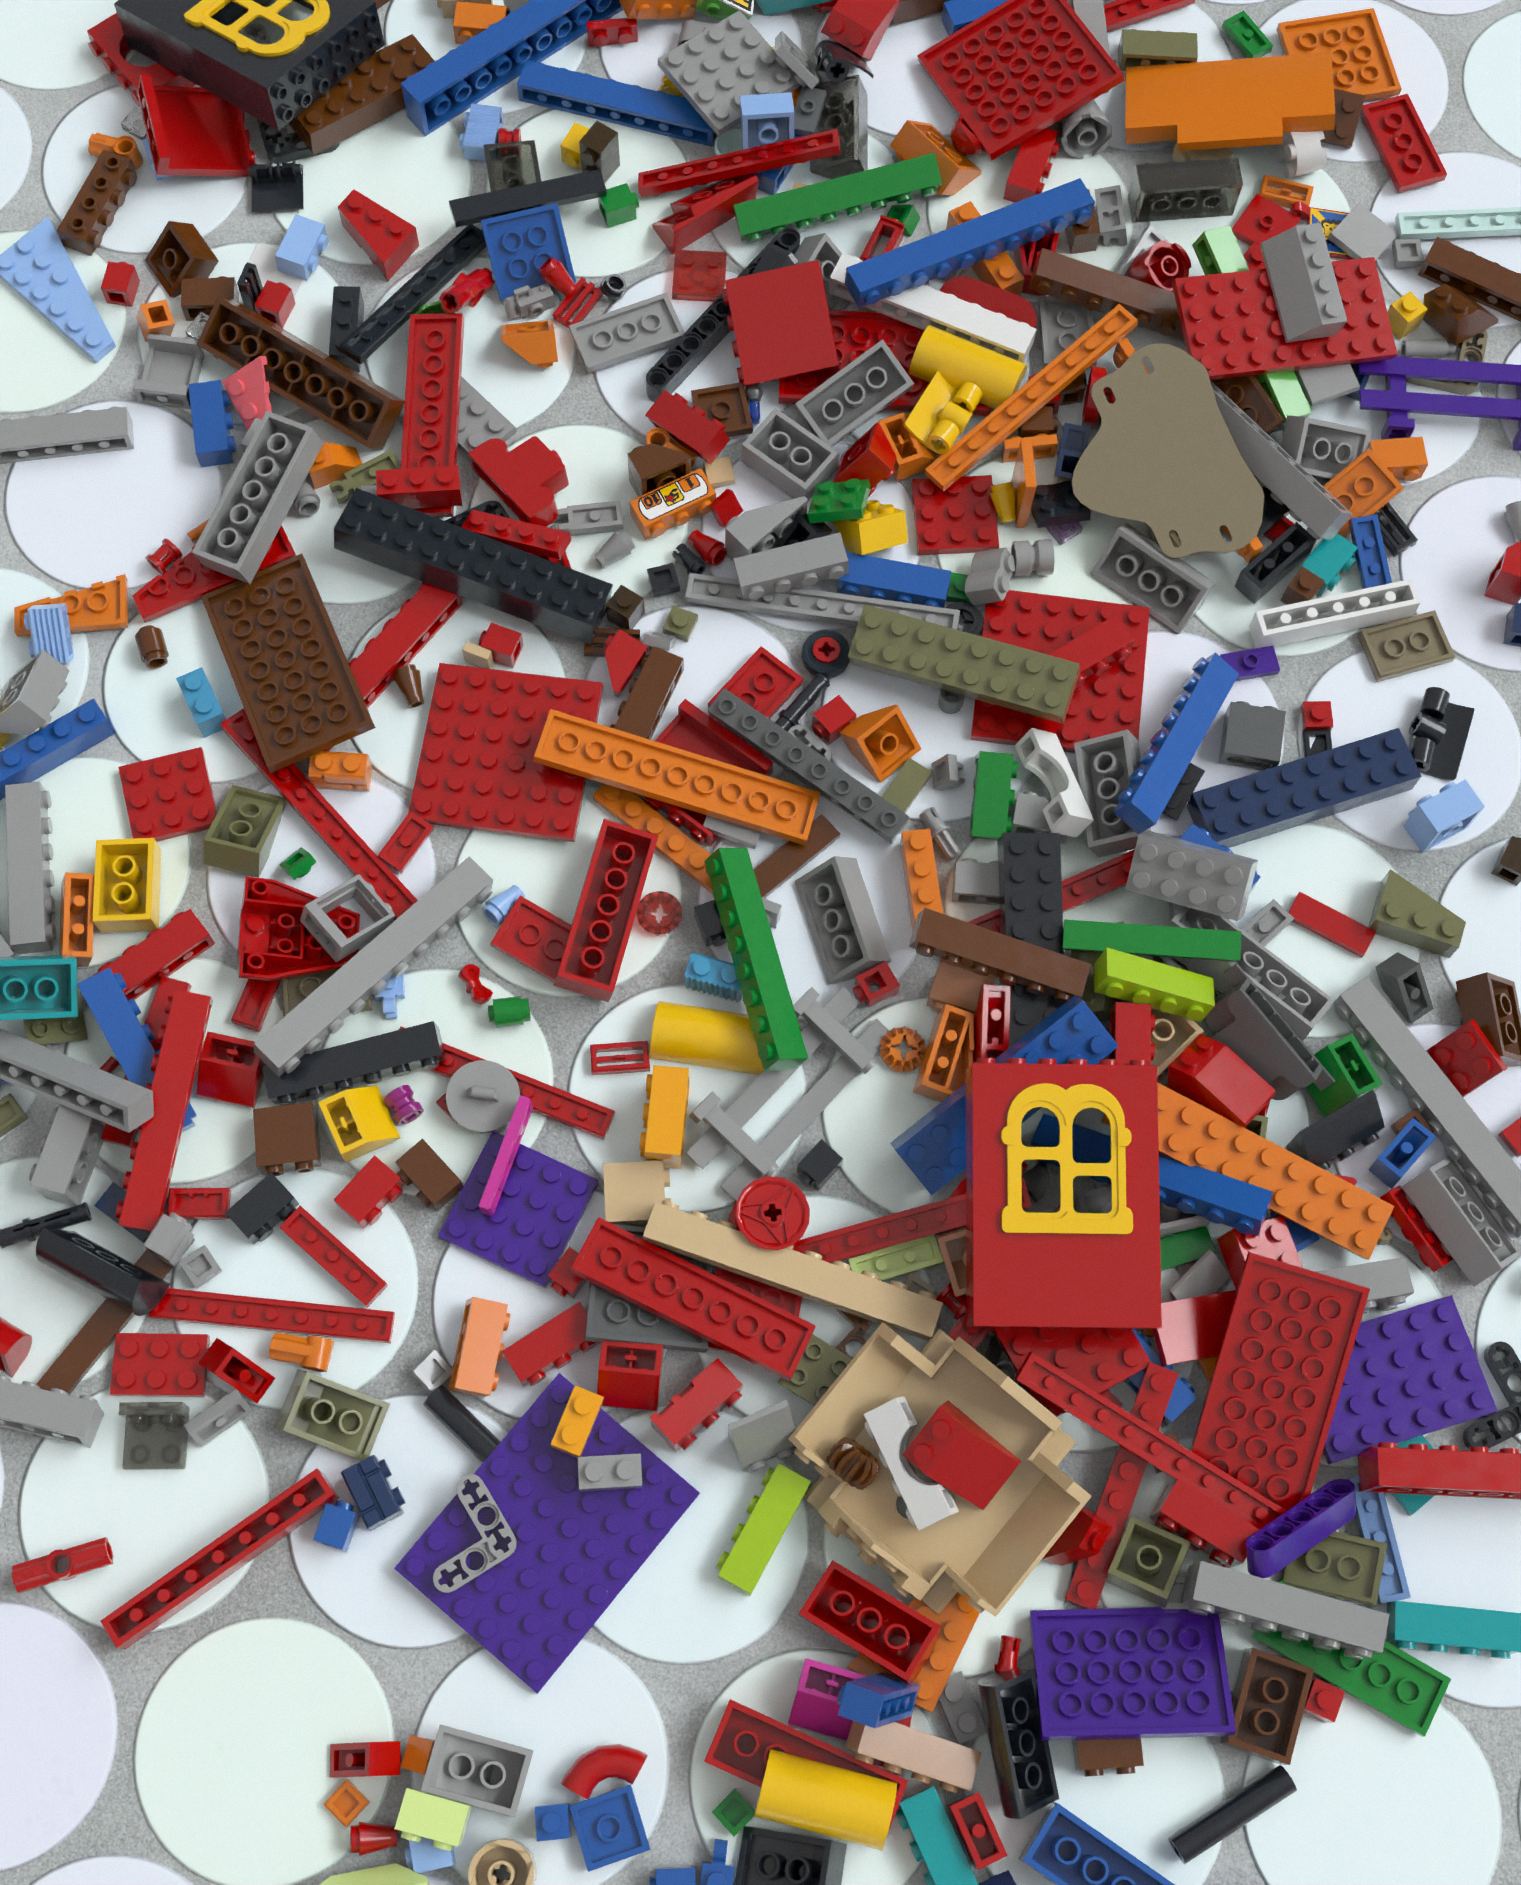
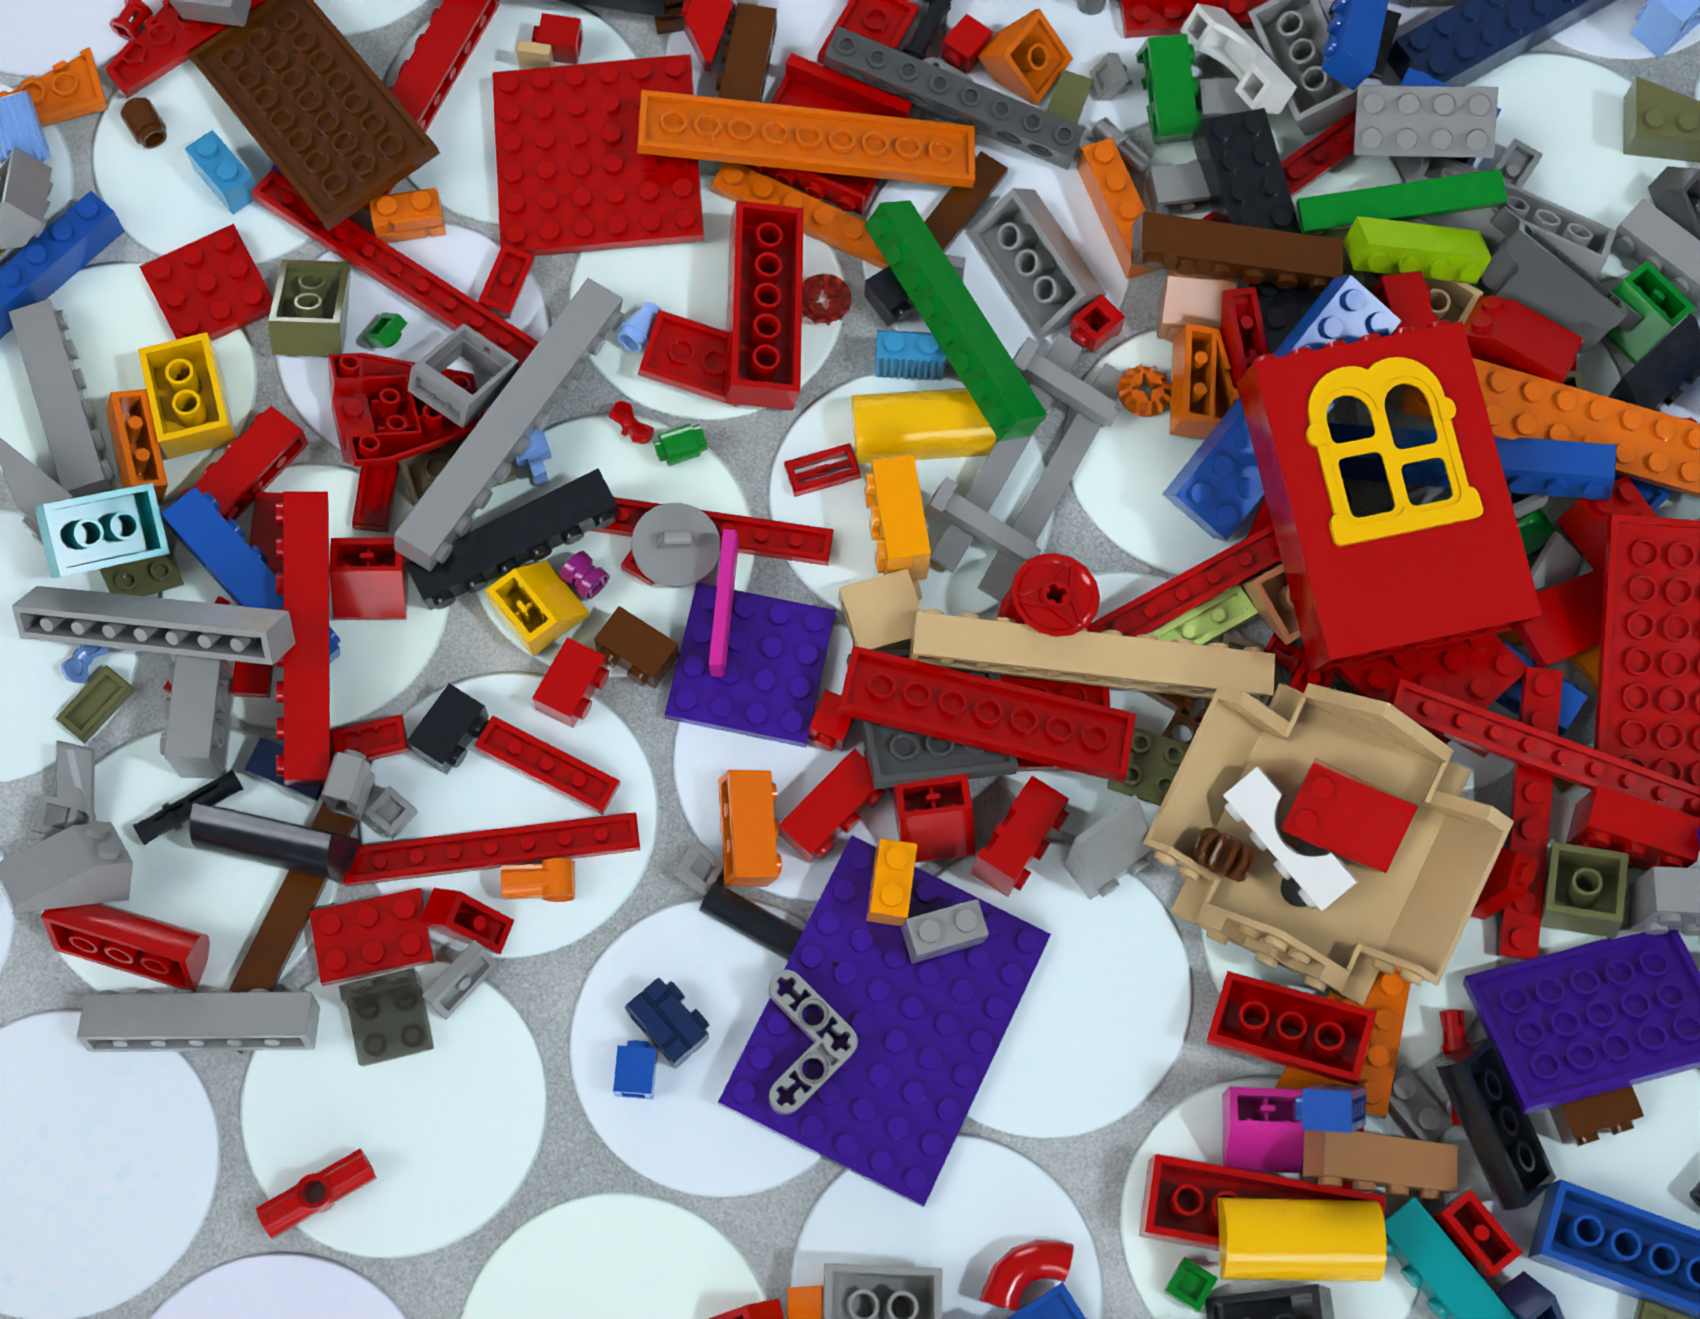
camera: 15 degrees left, 0 degrees up
(219, 1559) = (506, 1141): red brick -> none
(287, 1138) = (456, 642): reddish brown piece -> none
(331, 1415) = (593, 945): olive slope -> none
(409, 683) = (462, 103): reddish brown cone -> none
(732, 832) = (885, 189): light grey tile -> none
(763, 1529) = (1136, 957): lime brick -> none
(819, 1165) = (1087, 536): black brick -> none
(1331, 924) = (1584, 154): red tile -> none

